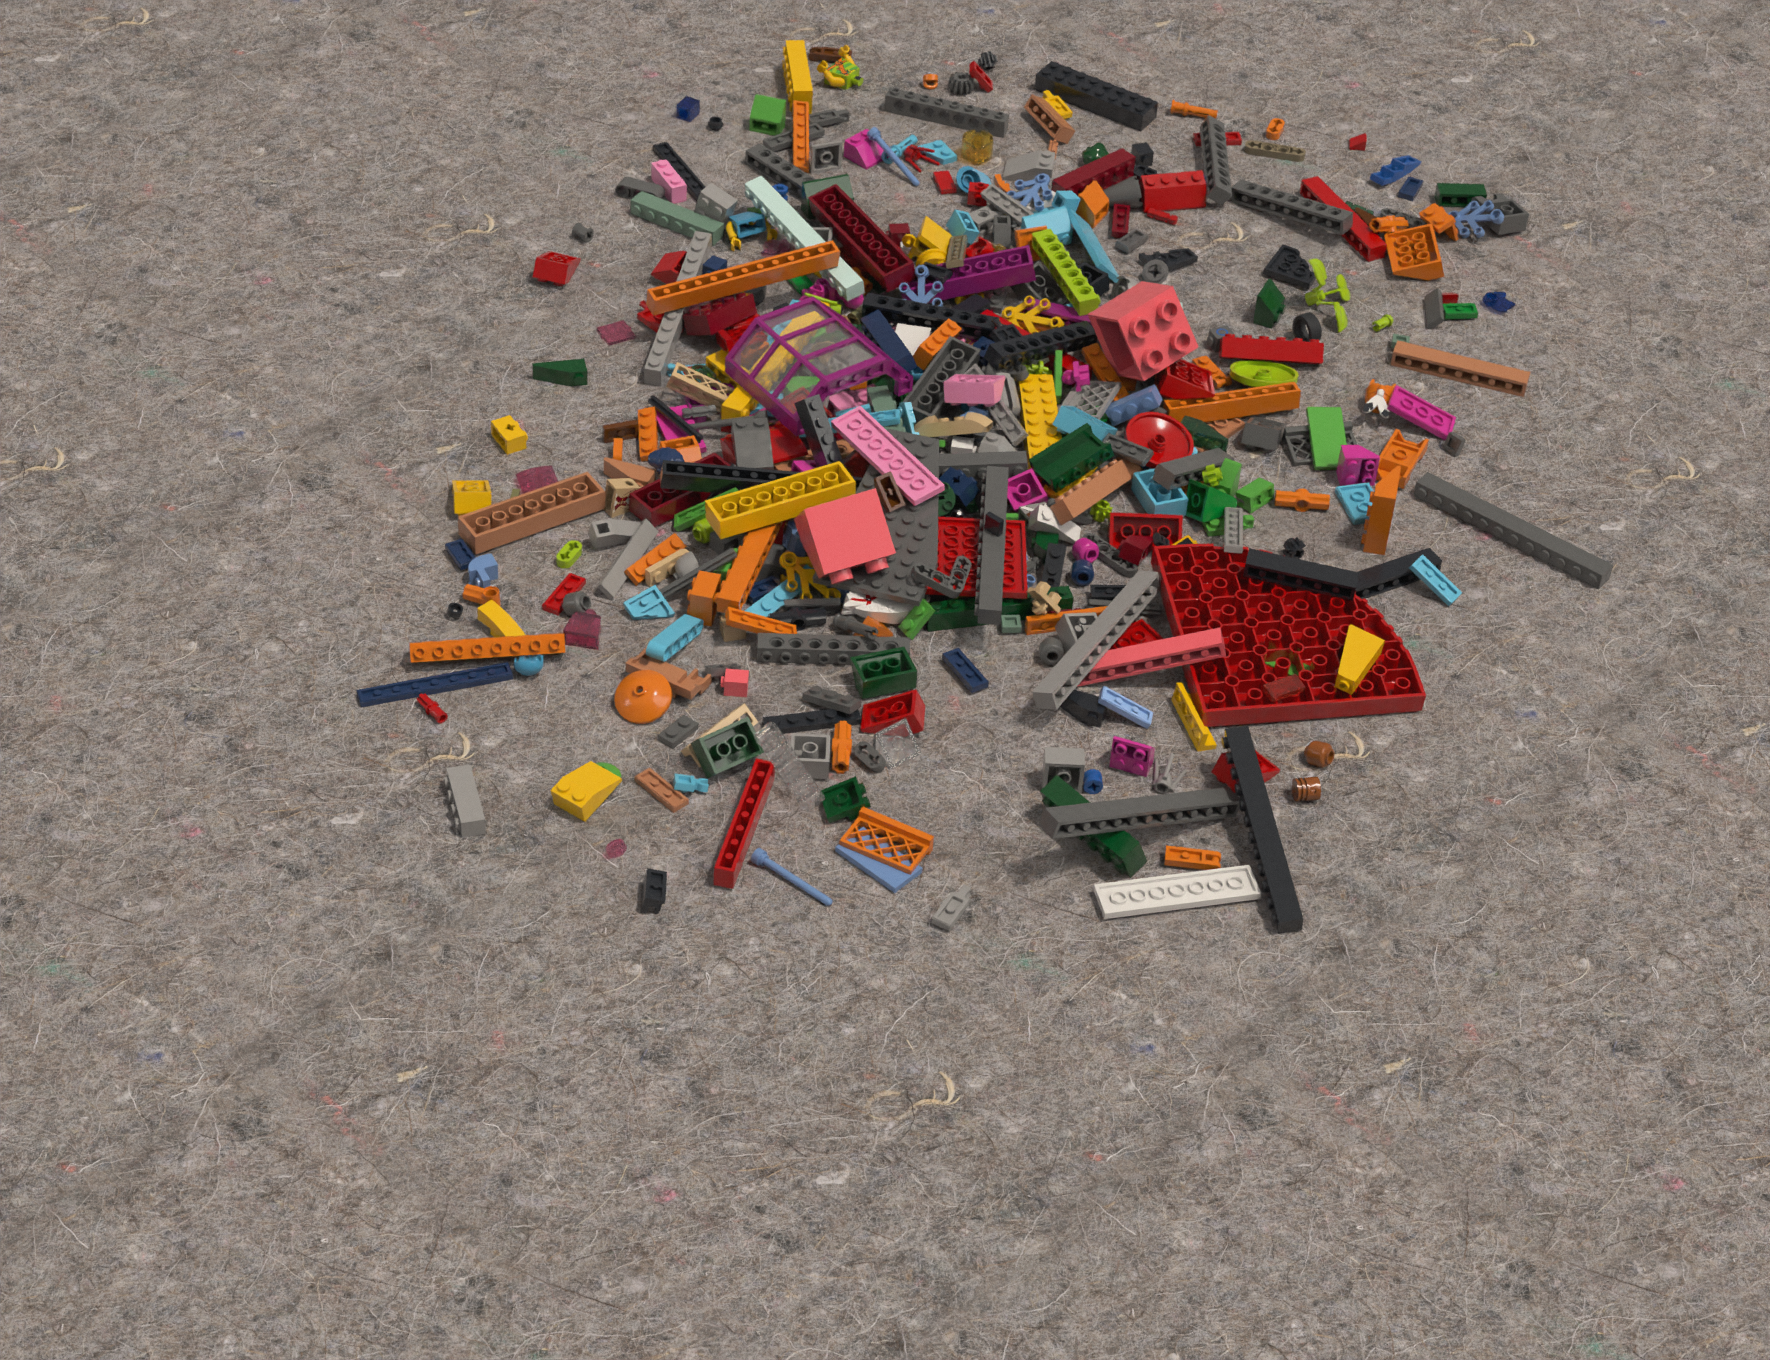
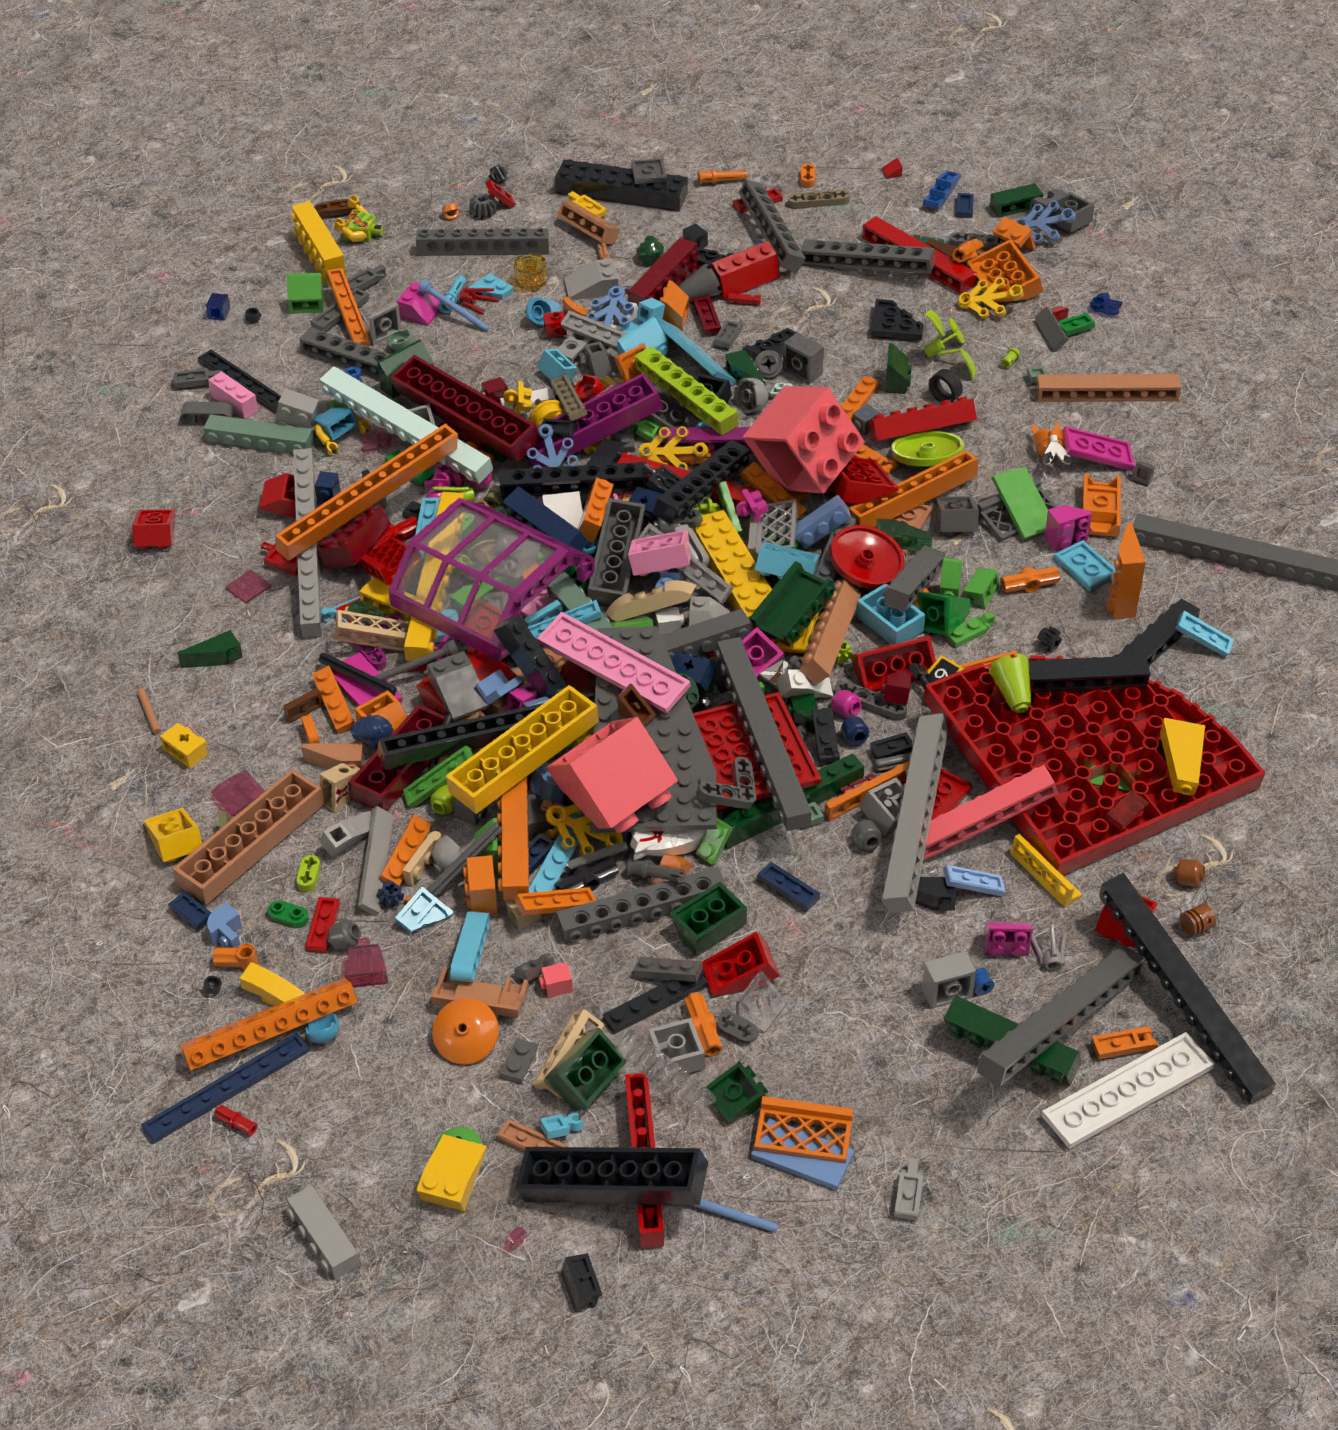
camera: 15 degrees left, 5 degrees up
(491, 403) = (149, 711): none -> nougat bar
(539, 578) = (285, 914): none -> green plate
(582, 232) = (165, 478): dark grey bush -> none
(628, 586) = (390, 894): none -> dark blue gear
(639, 160) = (193, 378): none -> dark grey hinge
(699, 411) = (378, 657): dark grey axle -> none
(709, 820) = (612, 1175): none -> black brick
(785, 454) = (496, 686): none -> medium blue panel
(834, 171) = (400, 339): none -> sand green hair
(907, 417) = (597, 593): medium azure wing -> none
(933, 235) = (535, 384): yellow tile -> none
(944, 182) = (513, 319): red tile -> none
(994, 524) = (759, 711): black tile -> none
(1015, 296) = (645, 429): none -> bright green plate
(1044, 603) = (839, 778): tan hips -> none
(1123, 88) = (648, 171): none -> flat silver tile
(1129, 450) = (845, 577): dark grey tile -> none
(1130, 266) = (741, 366): none -> dark green slope
(1187, 274) = (803, 358): none -> flat silver brick
(1212, 475) = (938, 581): lime gear -> none
(1229, 317) = (860, 395): none -> orange plate
(1229, 560) = (1013, 681): none -> lime cone
(1233, 530) = (986, 634): light grey tile -> none
(1369, 267) = (988, 297): none -> yellow plant

